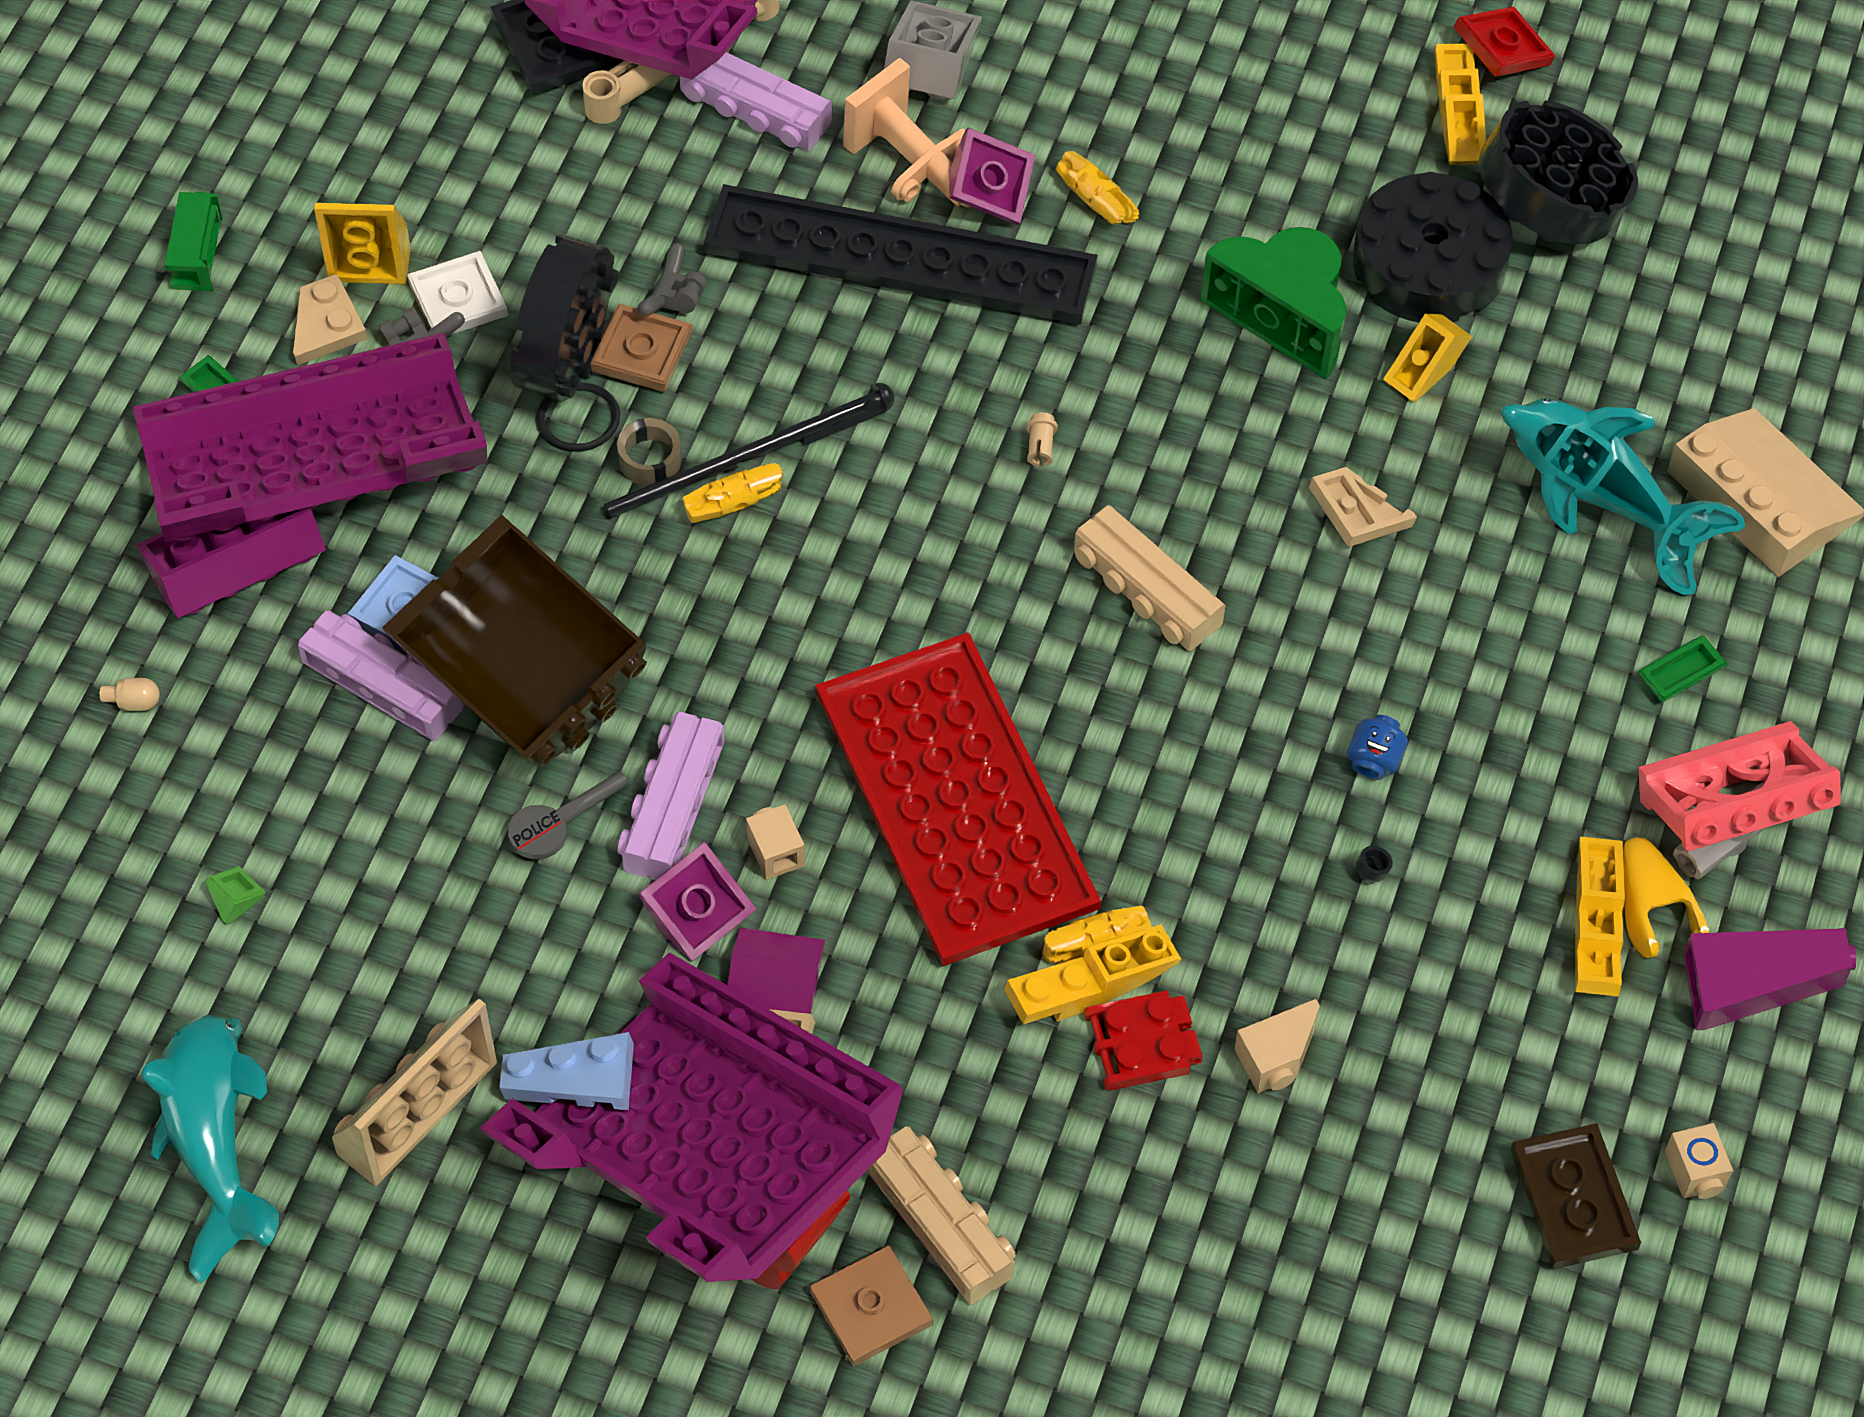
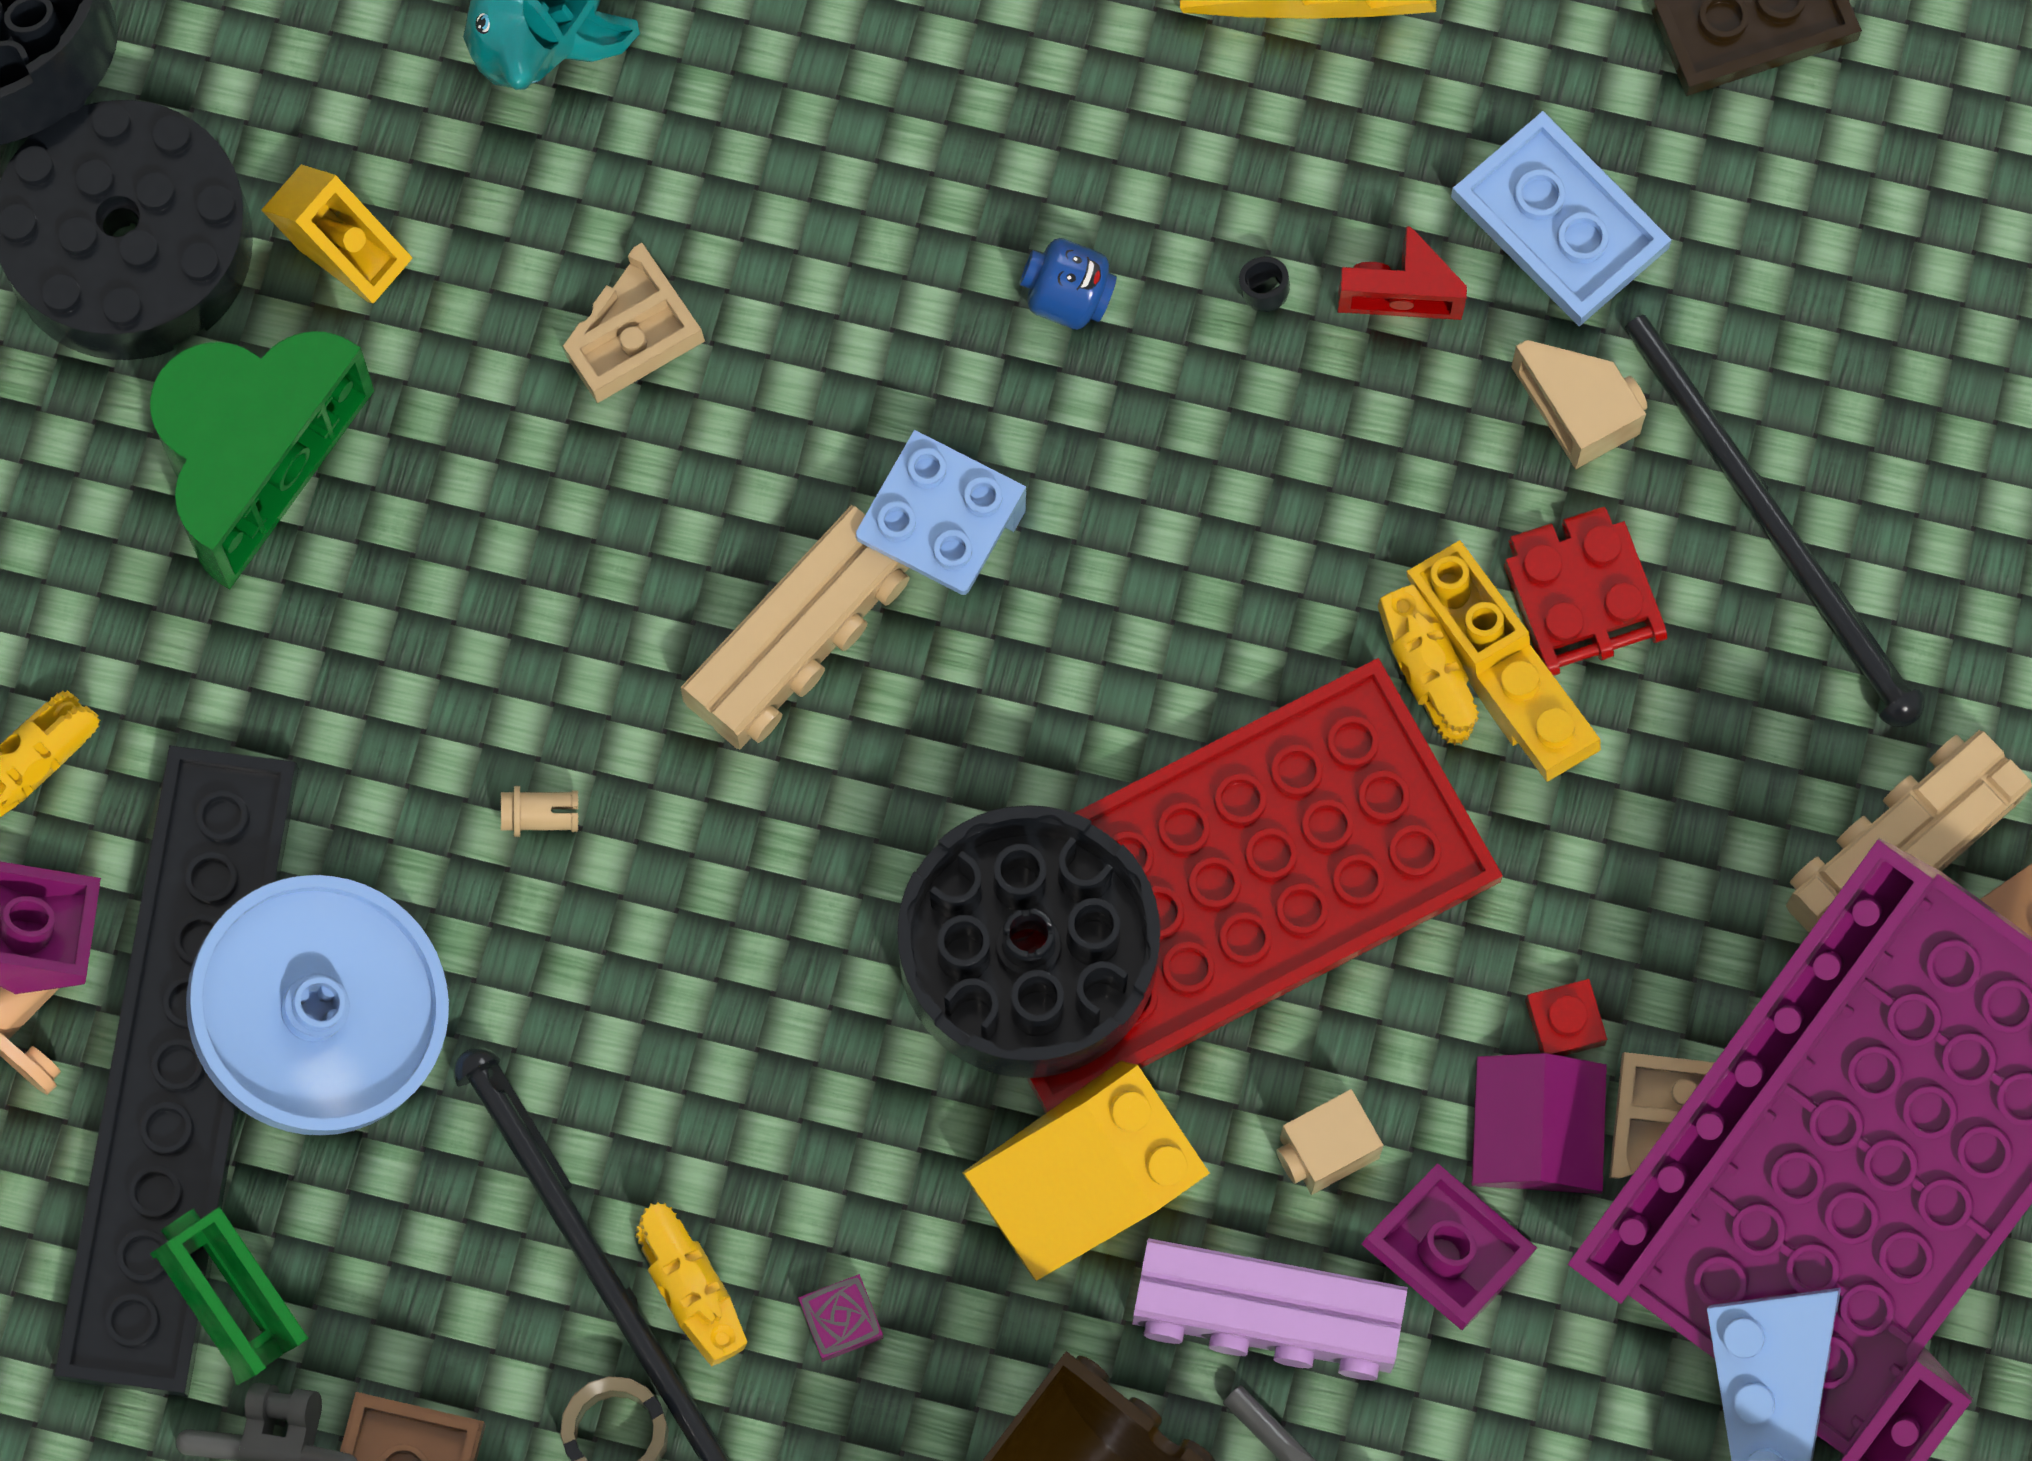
camera: 95 degrees left, 15 degrees up
(702, 573) = (840, 1318): none -> tile
(775, 703) = (1086, 1170): none -> yellow slope
(777, 227) = (277, 1324): none -> green window
(843, 994) = (1566, 1019): none -> red plate
(919, 666) = (1017, 1007): none -> black brick
(926, 312) = (317, 1005): none -> light blue dish
(1123, 1195) = (1902, 704): none -> black bar
(1218, 654) = (941, 513): none -> light blue bracket
(1371, 953) = (1420, 290): none -> red slope
(1416, 1052) = (1561, 218): none -> light blue plate

